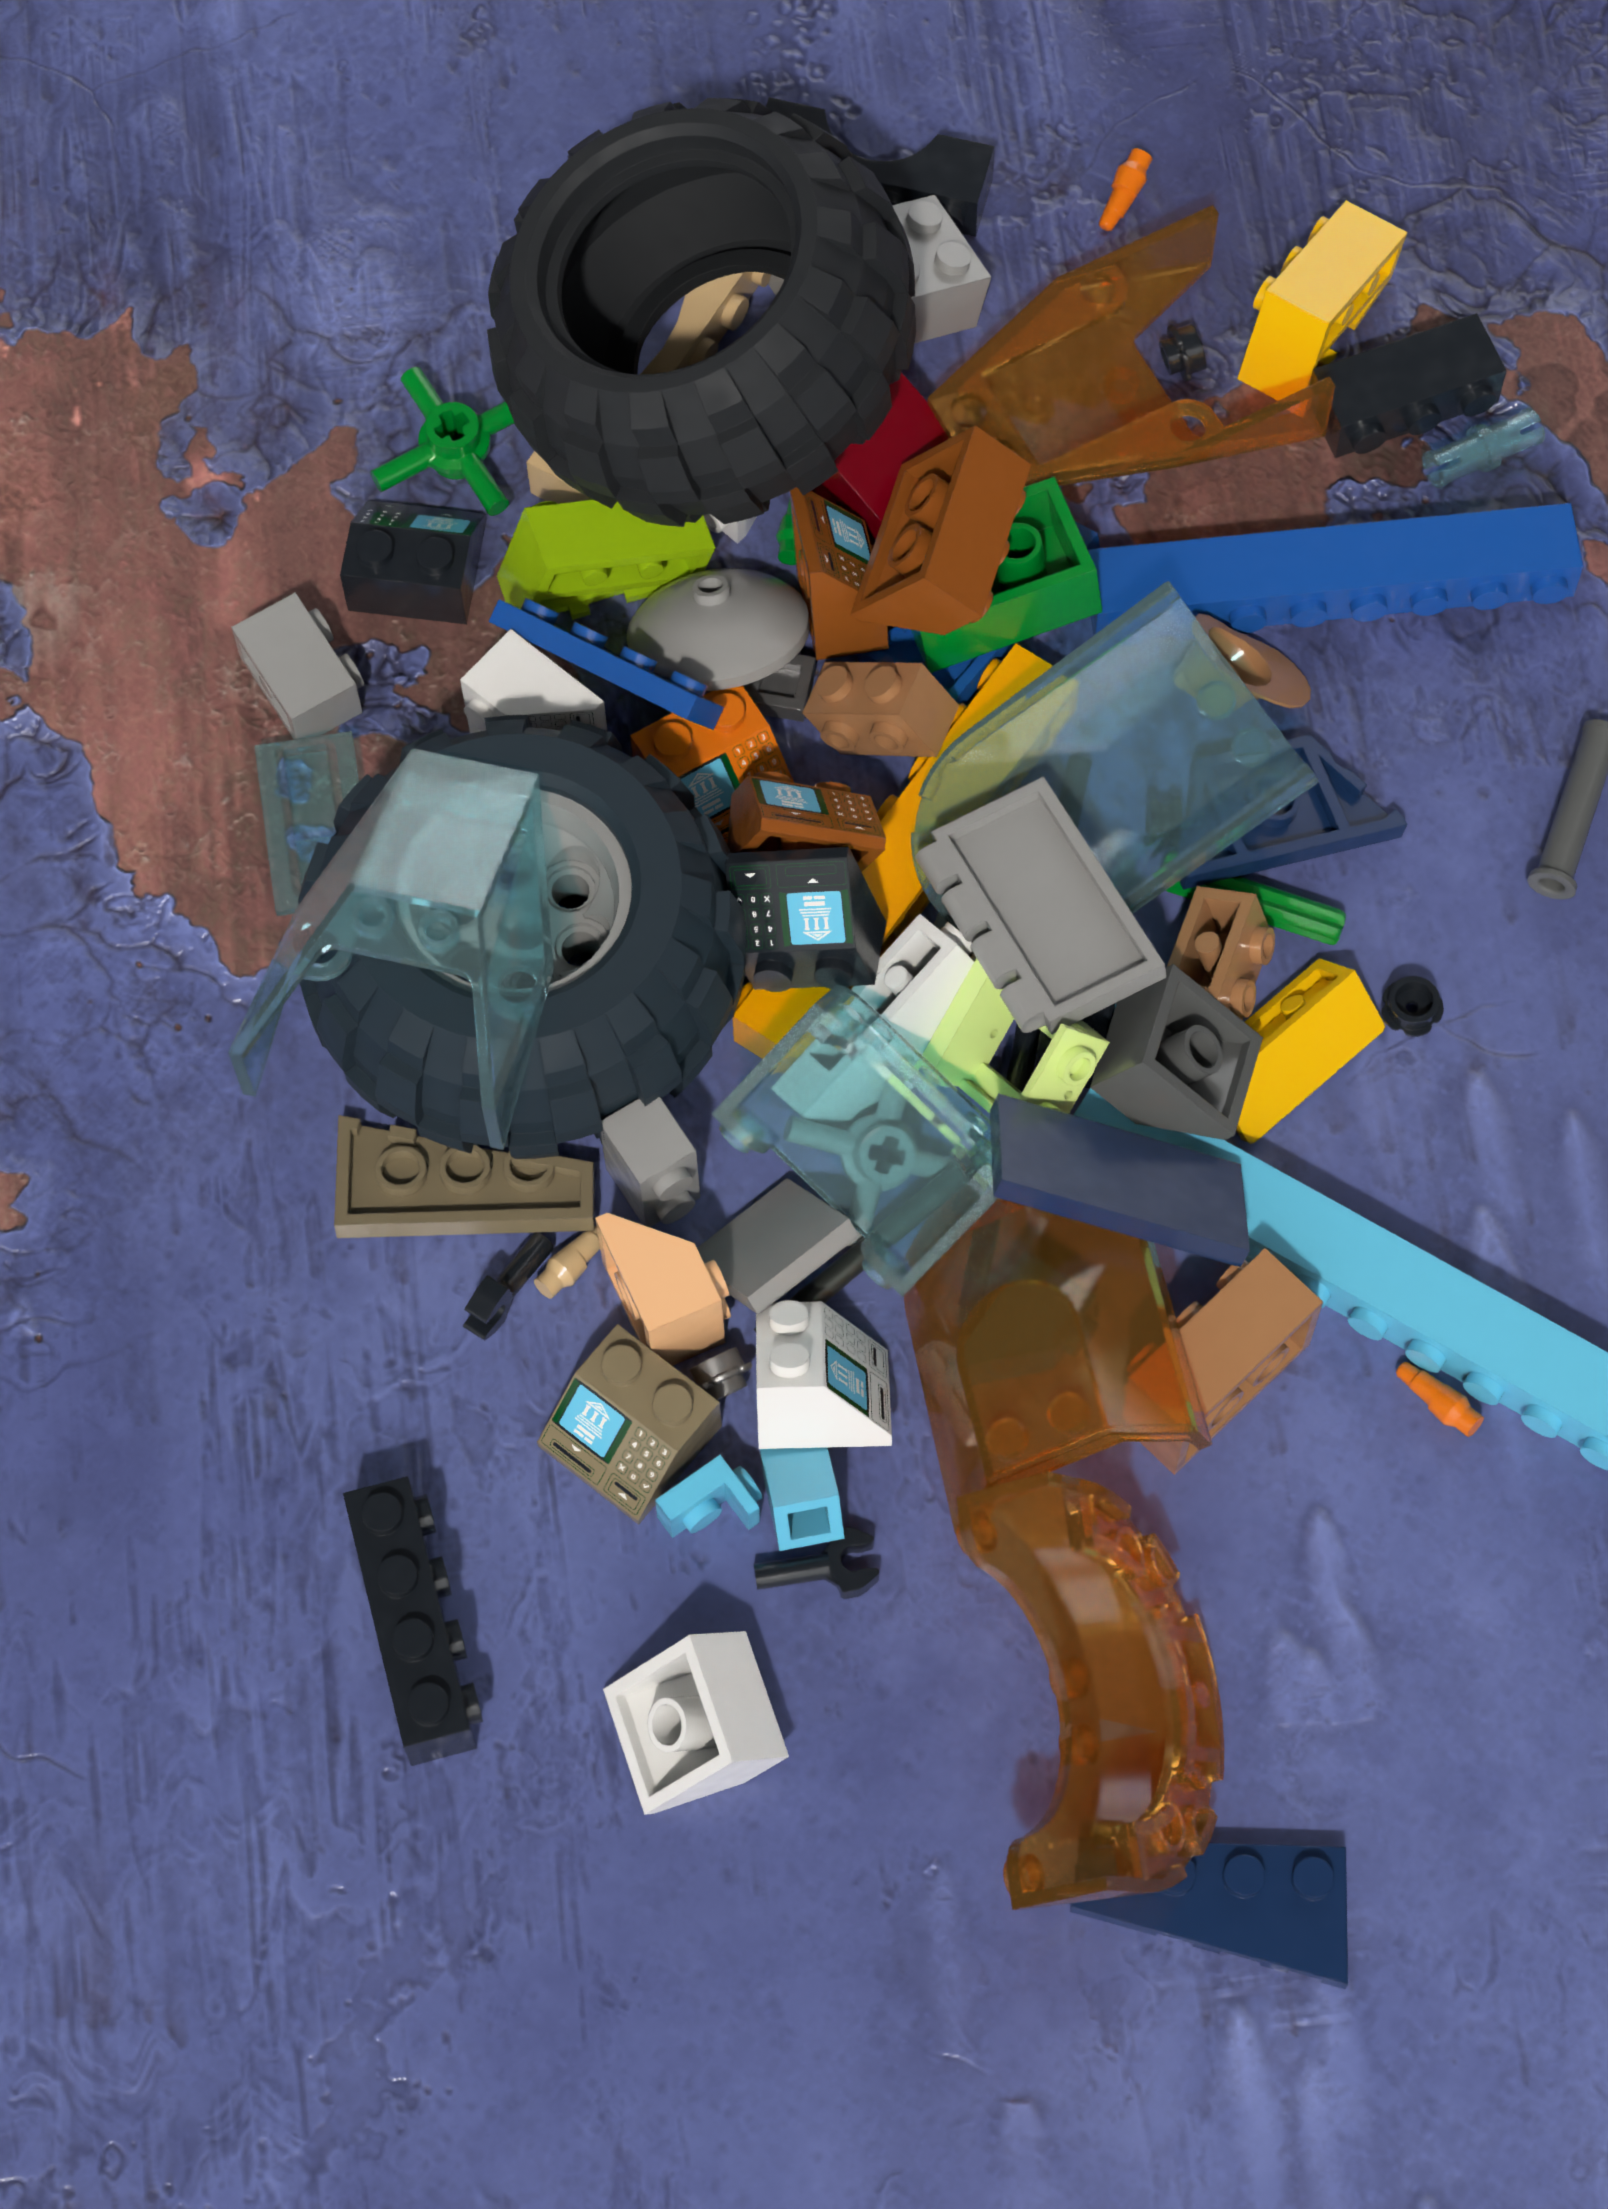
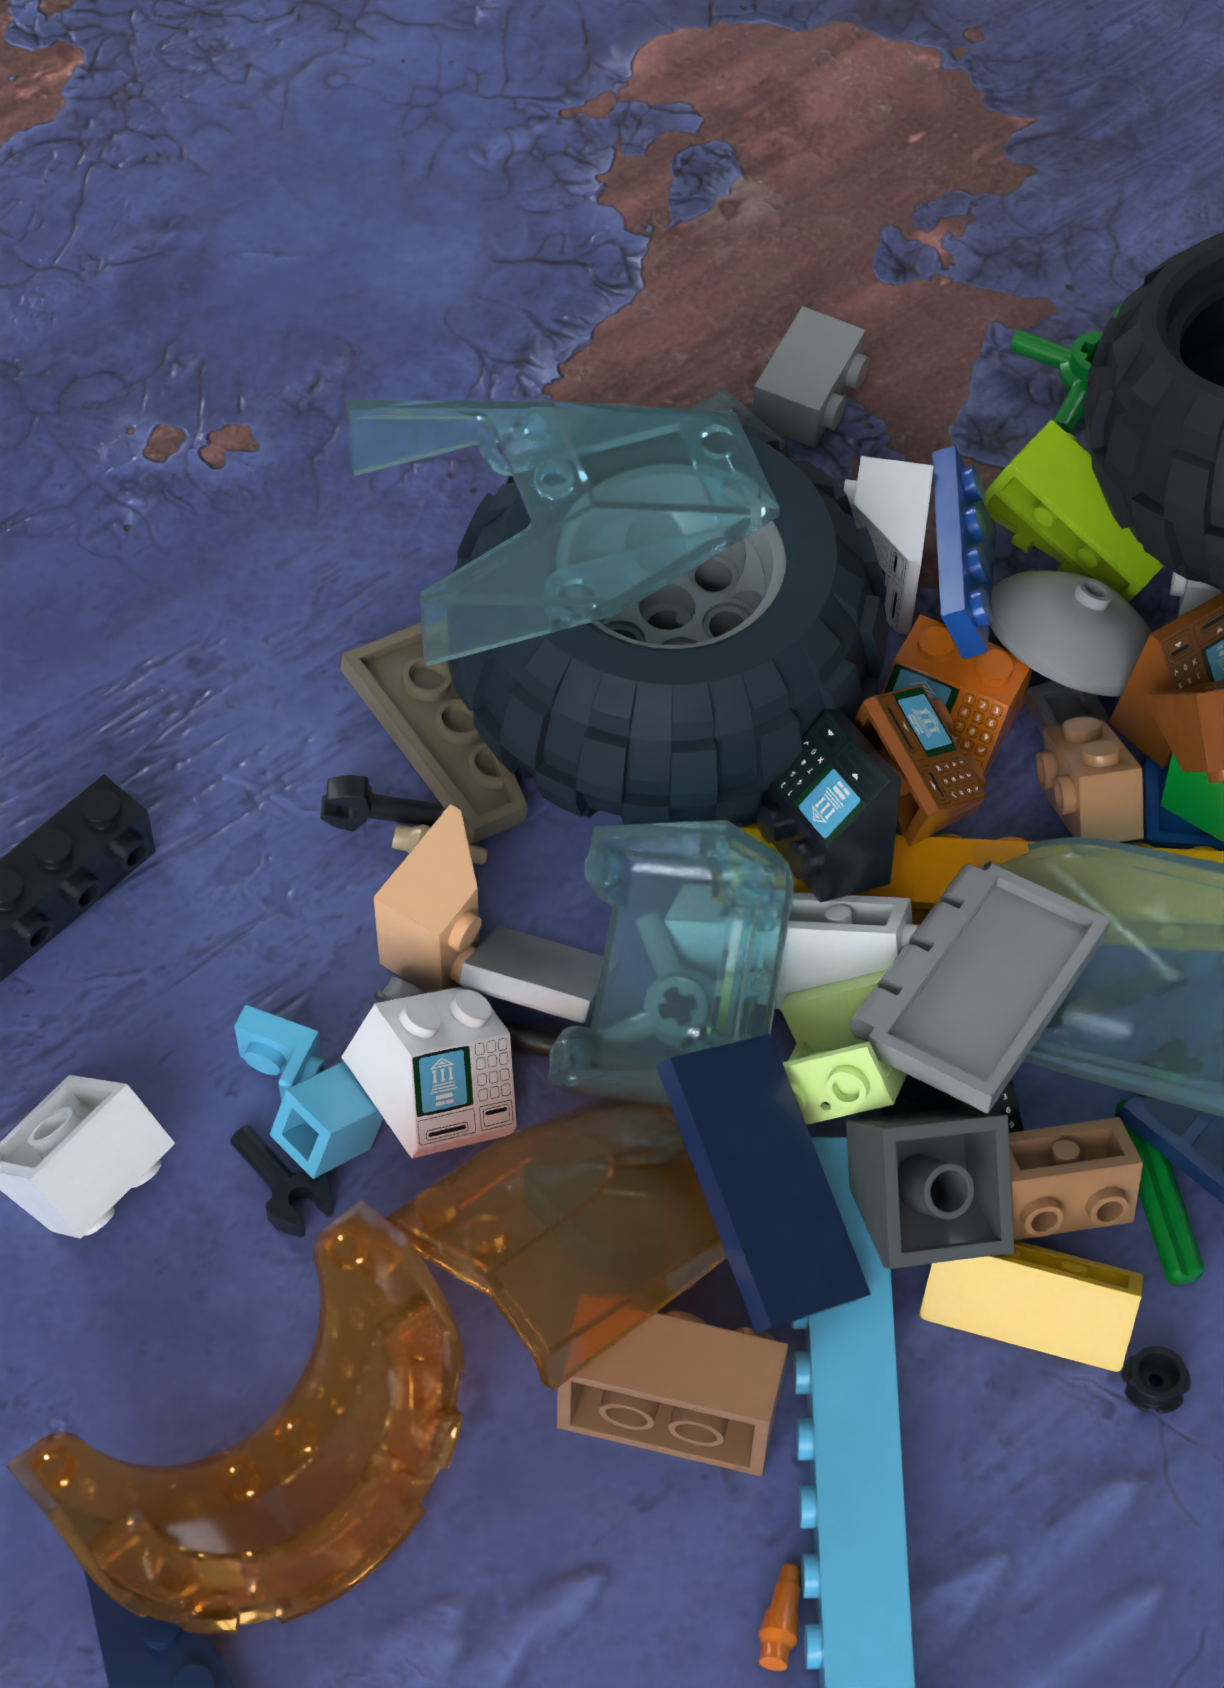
camera: 55 degrees right, 10 degrees down
(412, 561) = (966, 397): black slope -> none
(630, 1424) = (315, 958): dark tan slope -> none
(651, 1162) = (548, 837): light grey brick -> none

